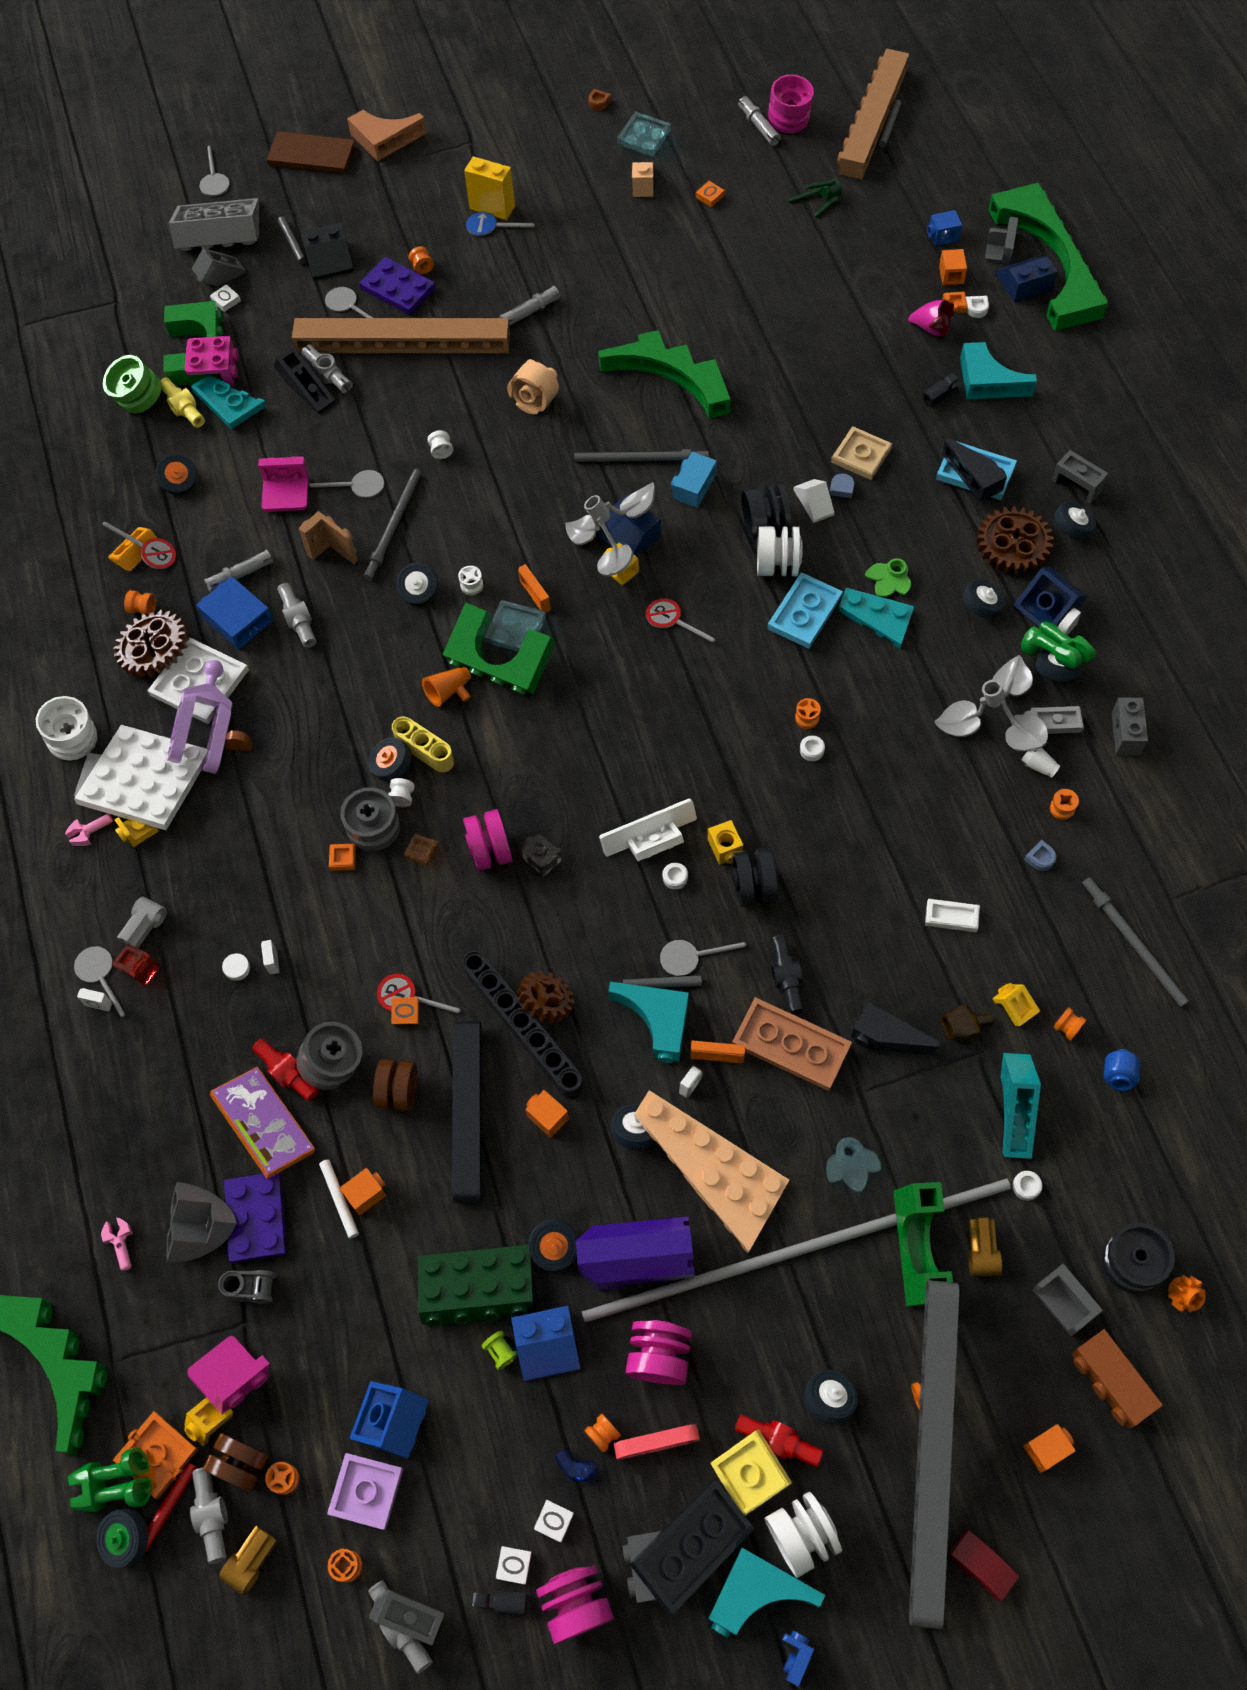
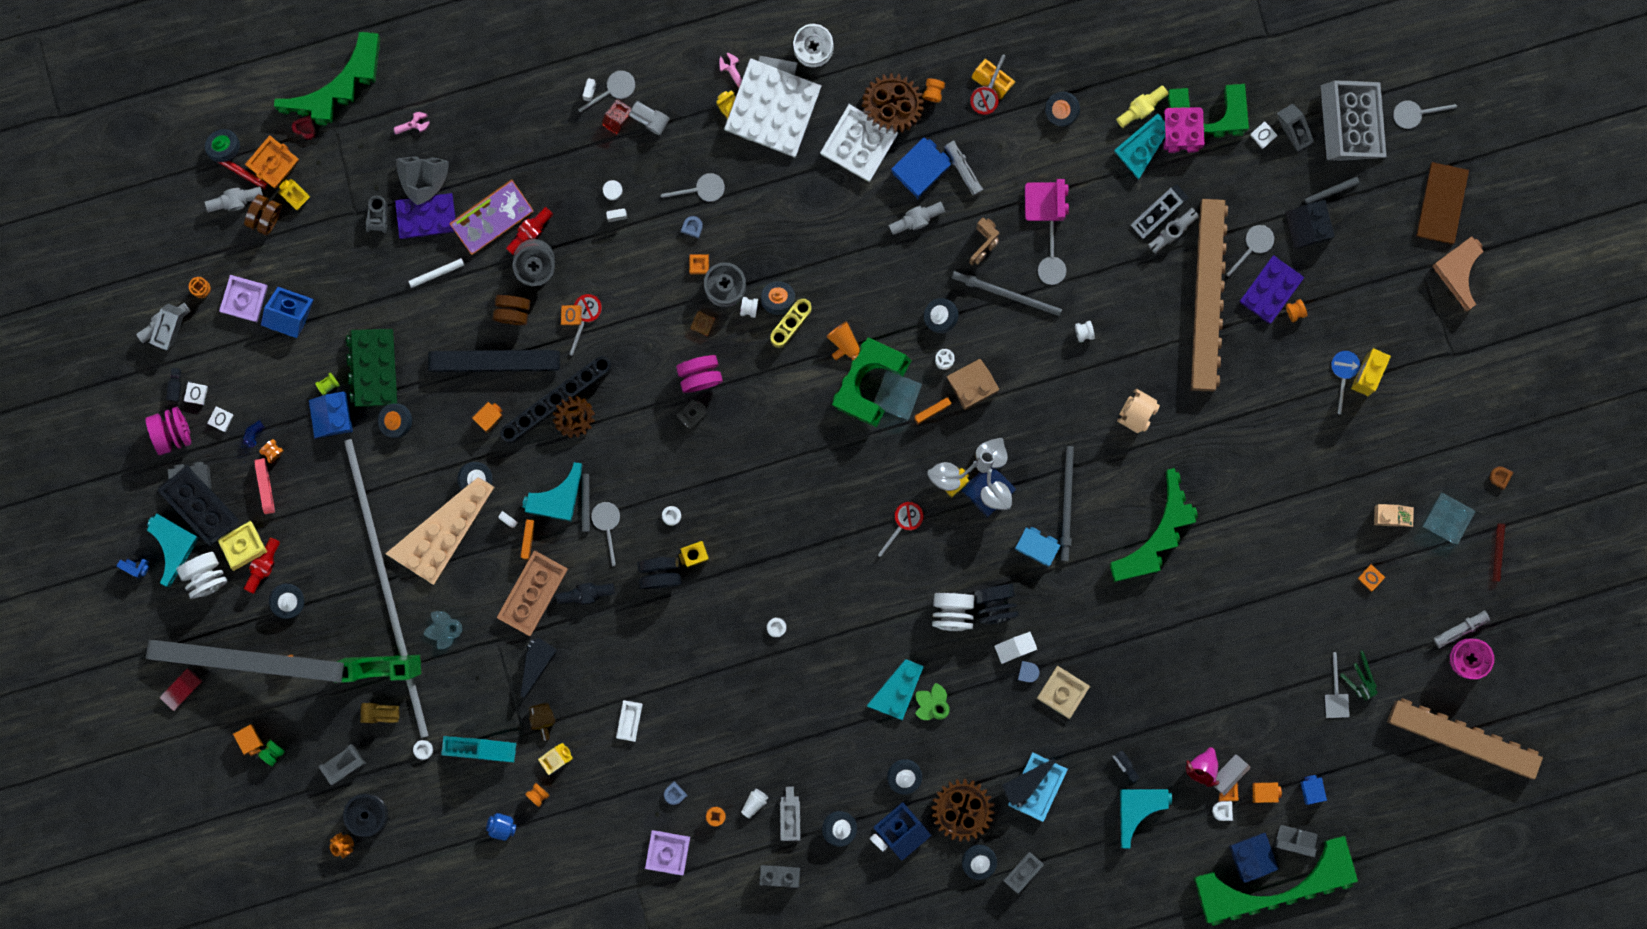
camera: 85 degrees right, 20 degrees up
(94, 1489) = (248, 126): green piece -> none
(107, 1407) = (304, 127): none -> dark red tile
(132, 384) = (1156, 63): bright green wheel -> none
(211, 696) = (816, 137): lavender piece -> none
(228, 1374) = (319, 205): dark pink bracket -> none
(238, 741) = (801, 178): dark orange tile -> none
(241, 851) = (709, 188): none -> light grey piece
(243, 1568) = (202, 224): pearl gold piece -> none
(278, 1474) = (251, 242): orange wheel -> none
(292, 866) = (692, 226): none -> sand blue tile
(364, 1190) = (438, 290): orange brick -> none
(501, 549) = (973, 384): none -> medium nougat slope
(536, 303) = (1238, 409): light grey pin -> none
(636, 1253) = (384, 476): dark purple brick -> none
(650, 833) = (703, 499): white bracket -> none
(659, 1346) = (315, 488): dark pink wheel -> none
(677, 98) = (1498, 552): none -> clear red bar
(805, 610) = (902, 631): medium azure plate -> none
(812, 711) = (807, 624): orange wheel -> none
(845, 218) = (1337, 704): none -> light grey piece
(890, 123) = (1455, 754): dark grey bar -> none
(931, 291) = (1231, 774): none -> light grey tile
(1013, 679) = (799, 747): light grey plant -> none
(1064, 1410) = (275, 750): none -> green wheel
(1067, 650) = (838, 829): green piece -> none
(1103, 902) = (634, 834): dark grey bar -> none
(1115, 1380) = (288, 789): dark orange brick -> none
(1120, 859) = (667, 852): none -> lavender plate

